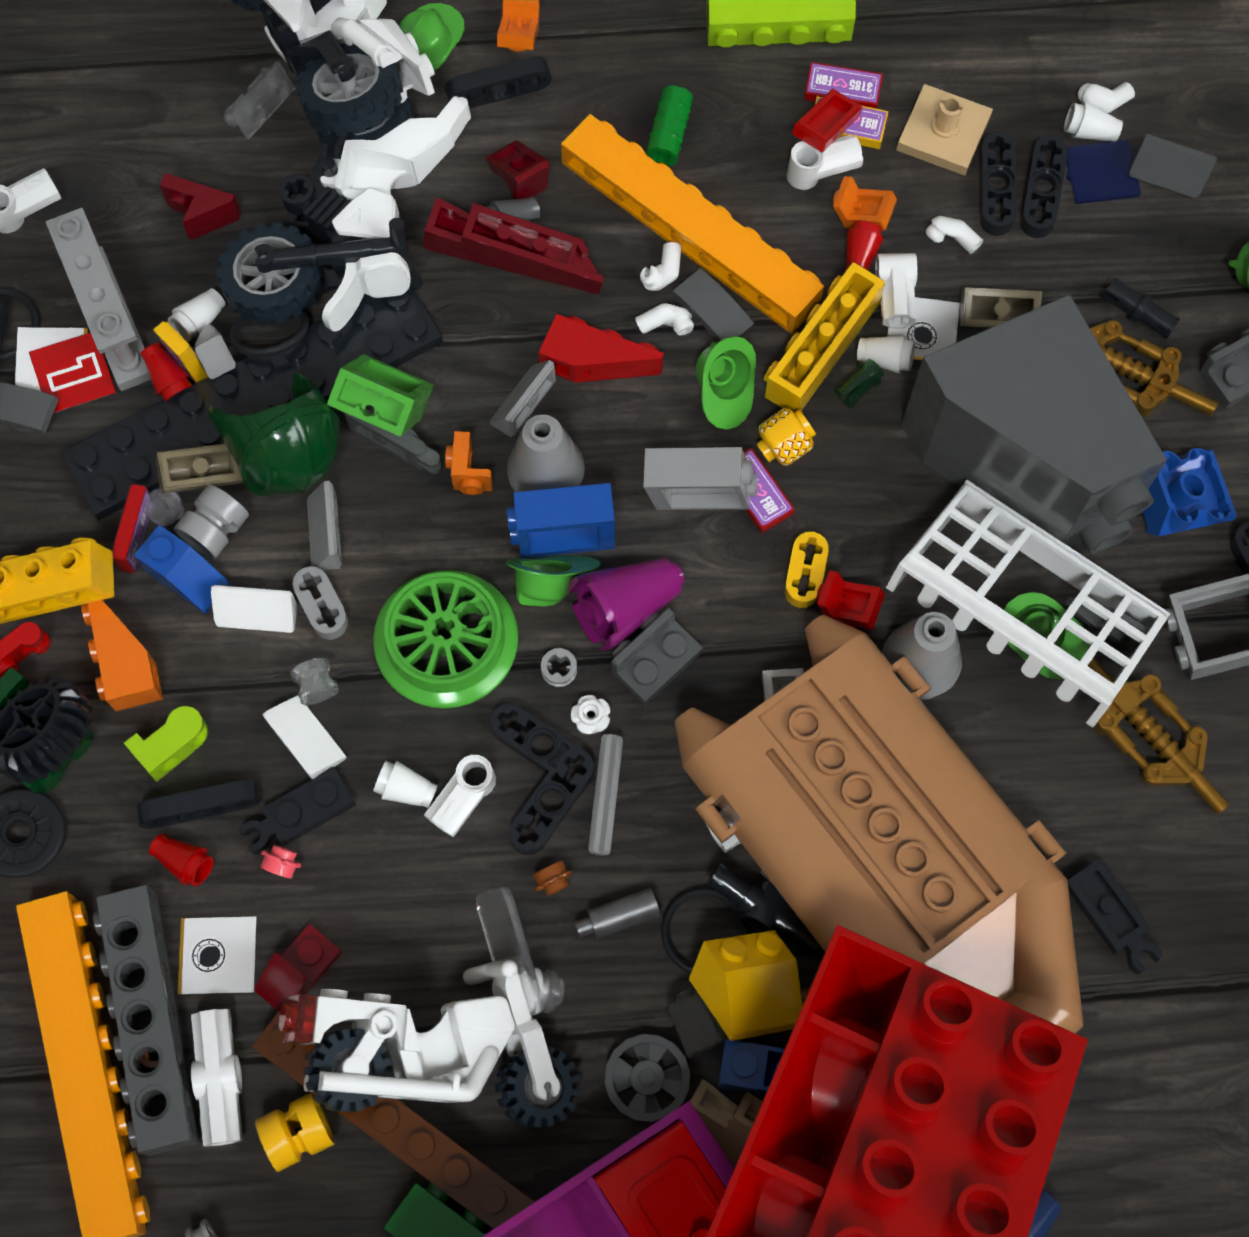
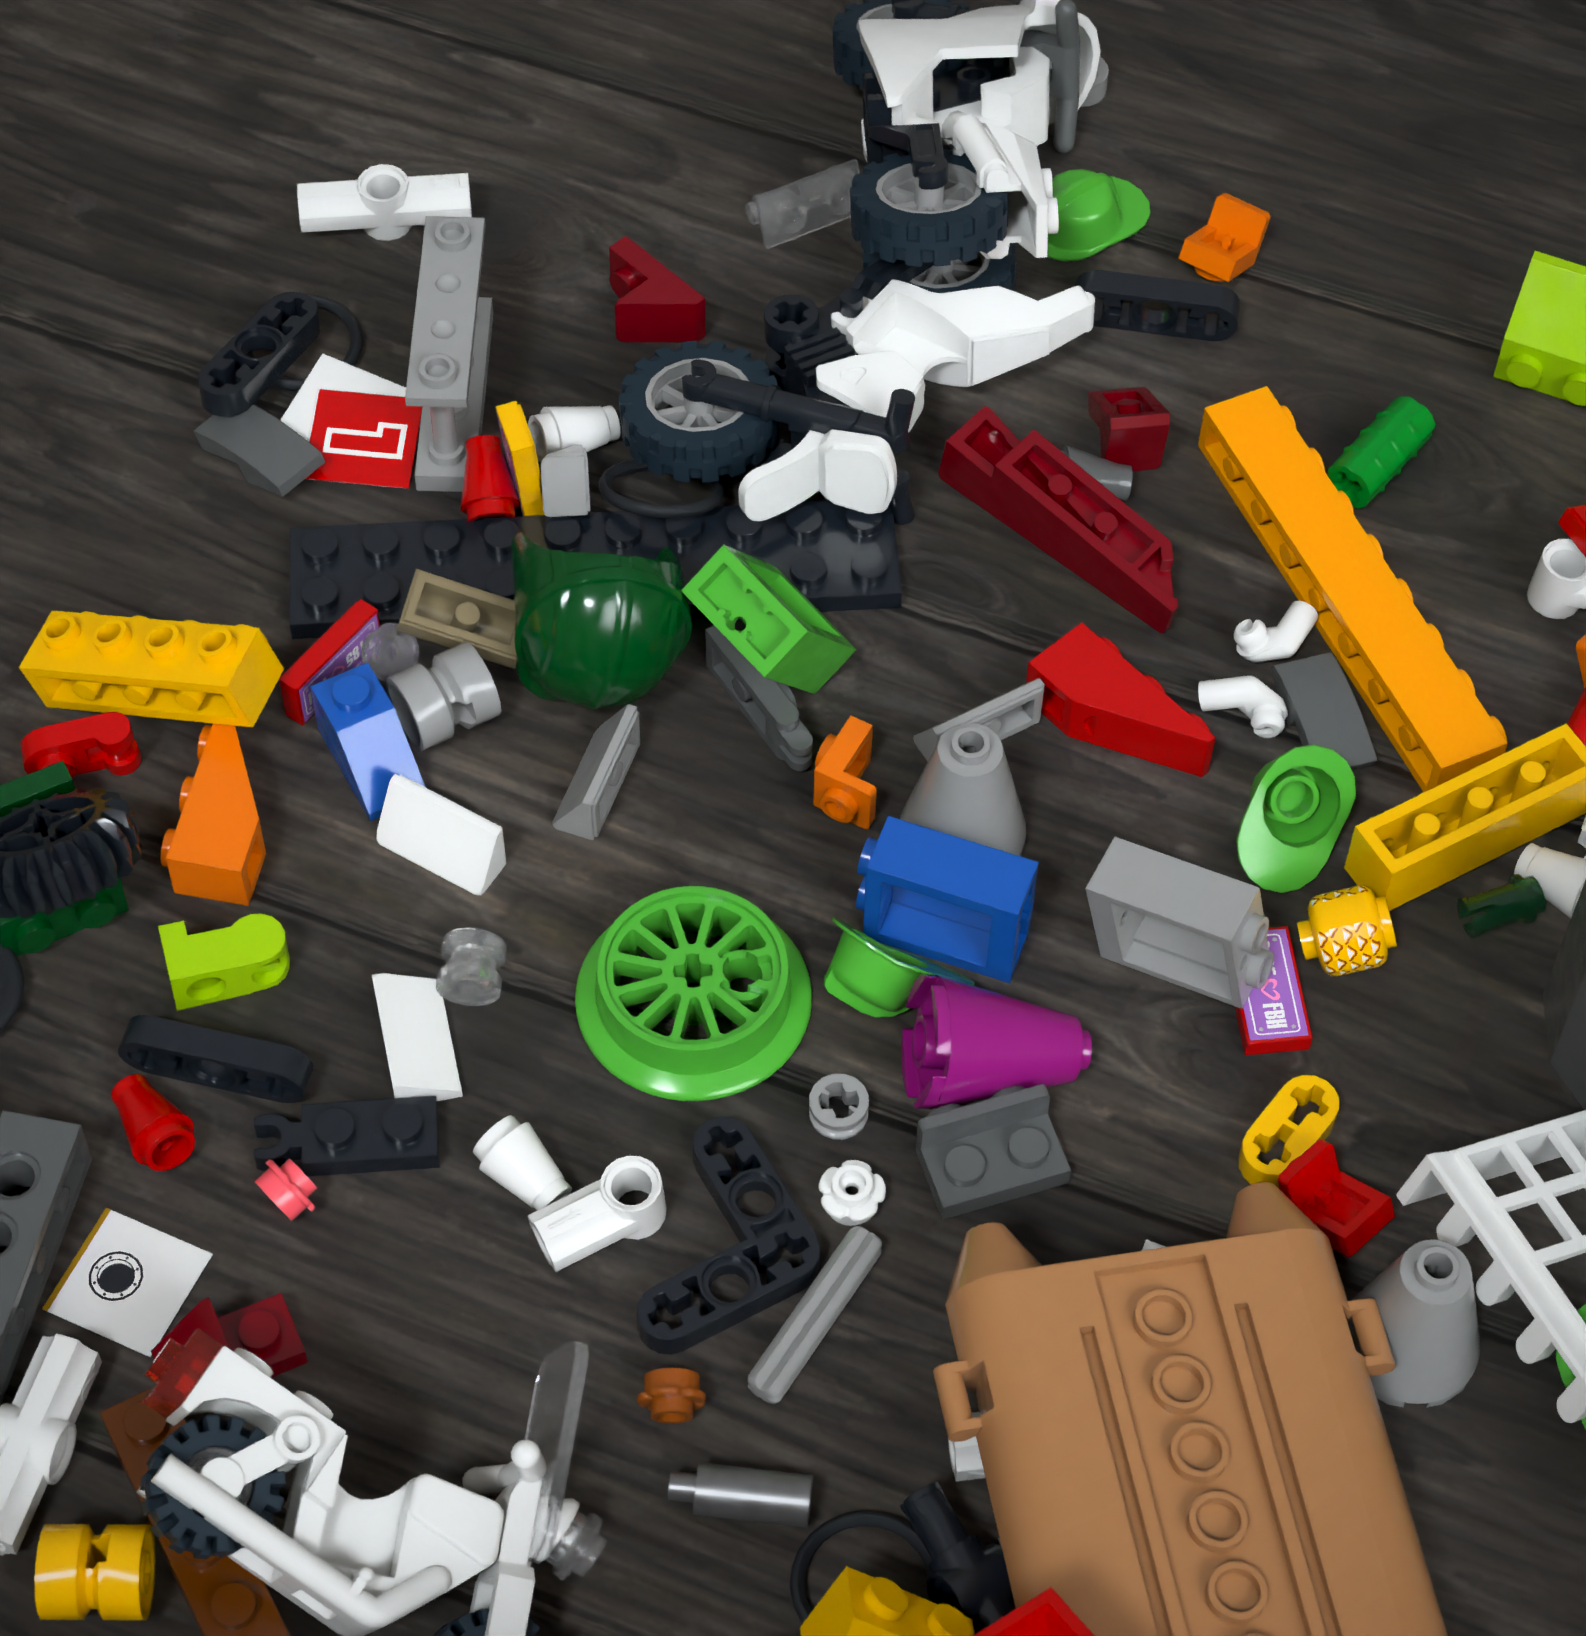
camera: 25 degrees right, 15 degrees down
(328, 598) = (526, 870): light grey beam -> none

